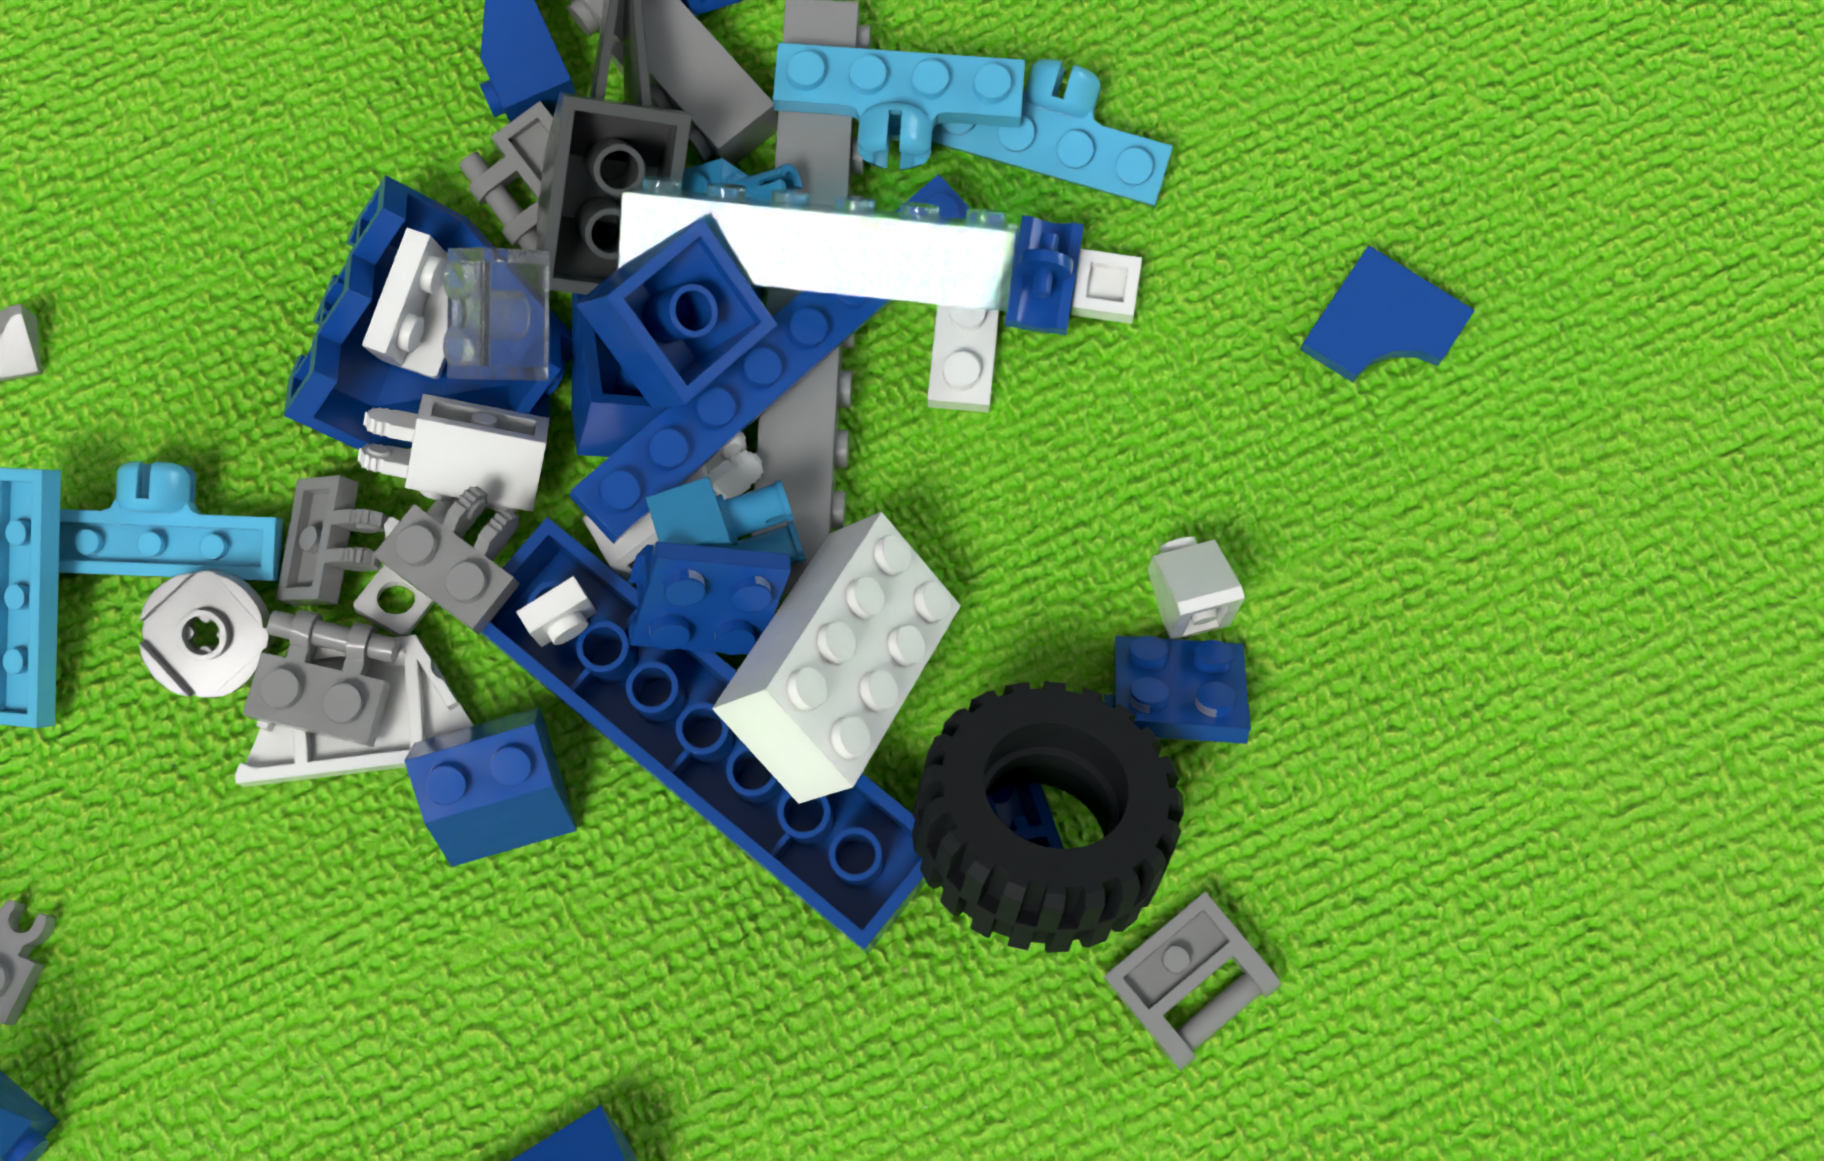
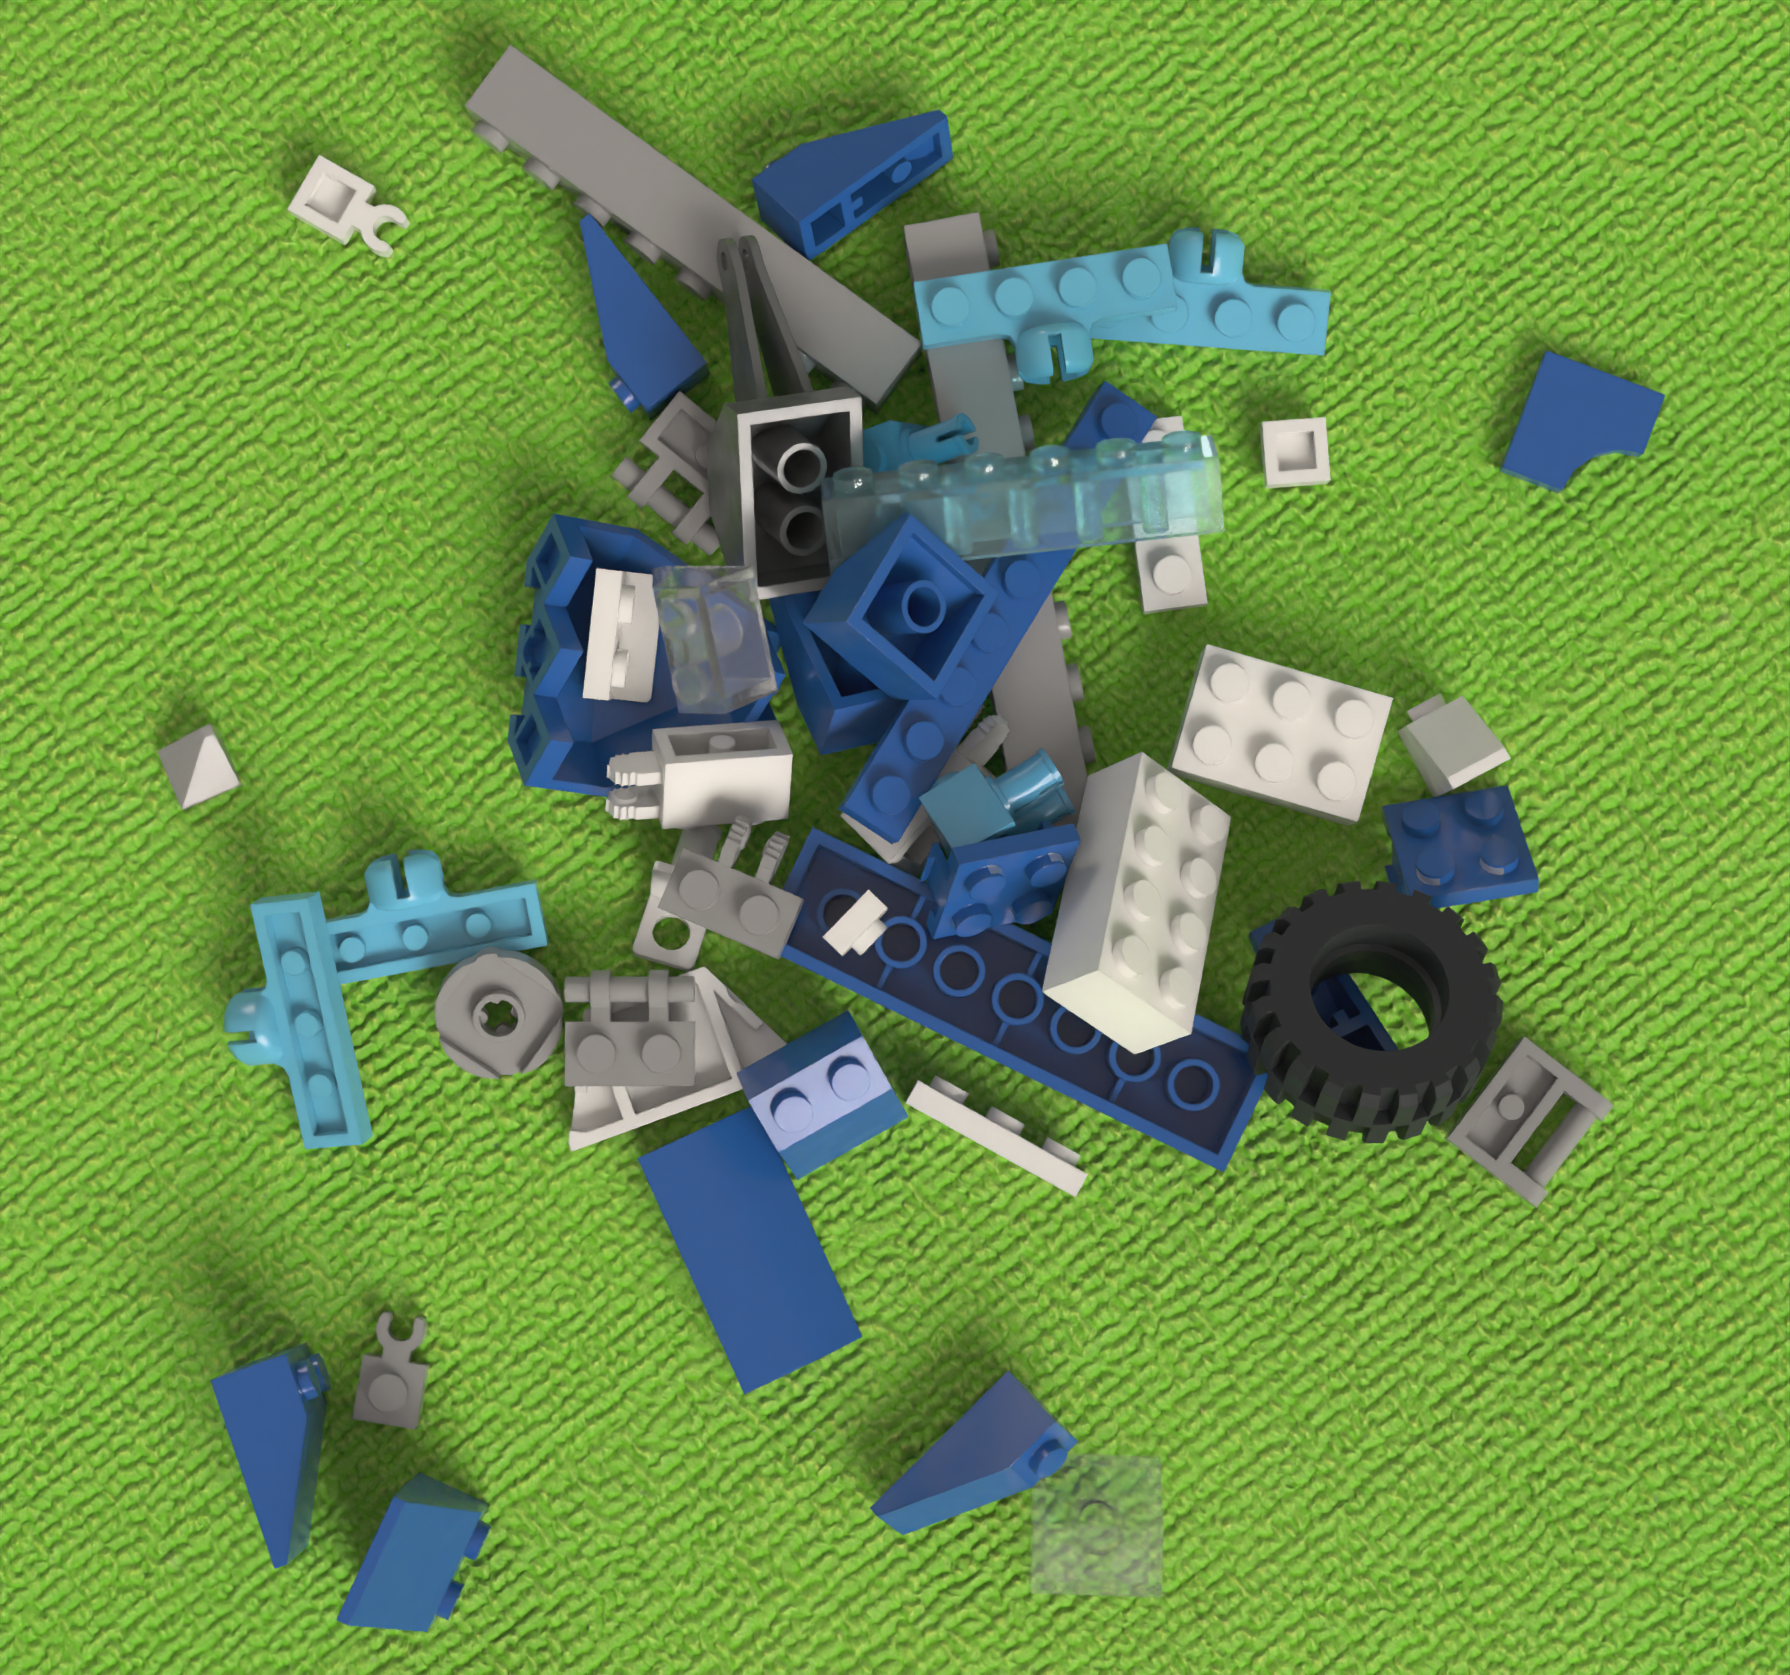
camera: 20 degrees left, 10 degrees up
(319, 541) = (582, 895): light grey hinge -> none
(381, 926) = (750, 1249): none -> blue slope
(656, 865) = (999, 1134): none -> white plate
(1026, 540) = (1279, 735): none -> white brick
(1044, 276) = (1240, 444): blue hips -> none

